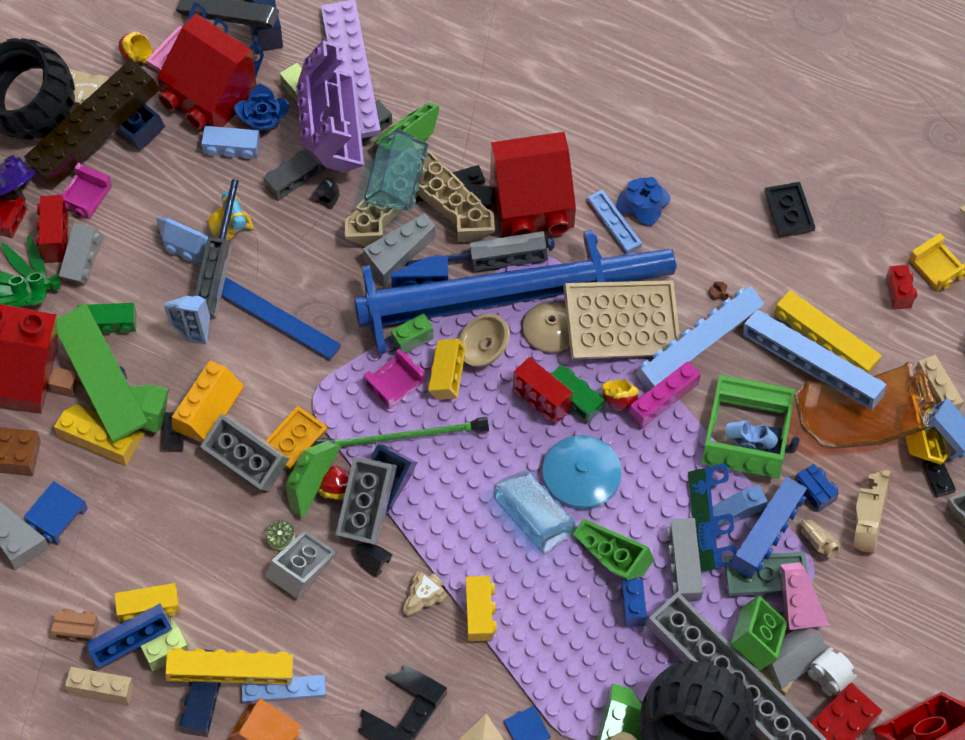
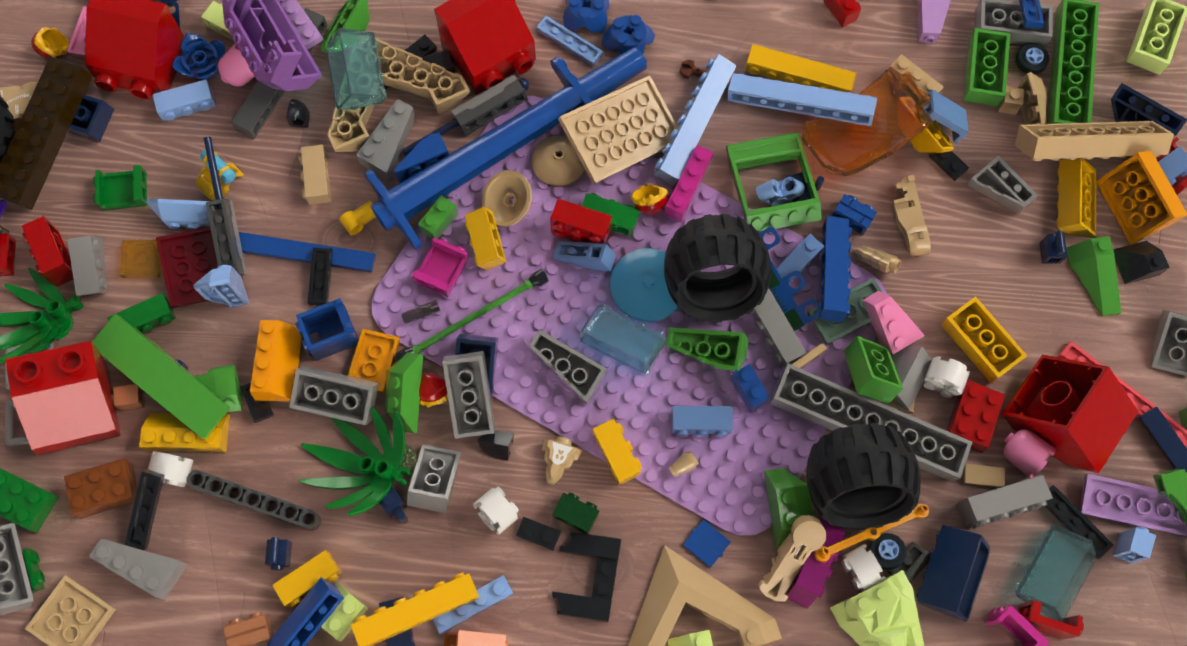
camera: 25 degrees left, 10 degrees up
(35, 480) = (144, 509): none -> black plate
(54, 512) = (177, 529): blue panel -> none
(72, 456) = (173, 467): none -> white brick
(86, 191) = (65, 201): dark pink panel -> none
(129, 267) = (140, 259): none -> clear yellow plate
(132, 569) = (278, 553): none -> dark blue brick
(136, 523) = (245, 495): none -> dark grey beam
(139, 199) = (120, 189): none -> green panel
(165, 281) = (185, 261): none -> dark red plate
(251, 530) = (377, 469): none -> green plant
(253, 570) = (393, 505): none -> dark blue brick
(272, 392) = (333, 327): none -> blue container
(281, 344) = (320, 276): none -> black tile
(287, 130) = (234, 68): none -> bright pink cylinder
(318, 252) = (315, 174): none -> tan brick
(336, 307) = (355, 220): none -> yellow piece
(343, 613) = (496, 510): none -> white brick
(356, 411) = (420, 312): none -> clear smoke axle
(373, 653) = (538, 533): none -> black plate
(416, 648) = (576, 513): none -> dark green brick
(473, 515) = (573, 368): none -> light grey wedge
(535, 421) = (586, 255): none -> medium blue slope
(538, 646) = (683, 464): none -> tan cone
(573, 613) = (702, 420): none -> medium blue brick
(635, 502) = (710, 243): none -> black tyre
(685, 240) = (617, 34): none -> blue brick
(706, 599) = (810, 356): none -> tan tile
(887, 654) = (983, 340): none -> yellow brick

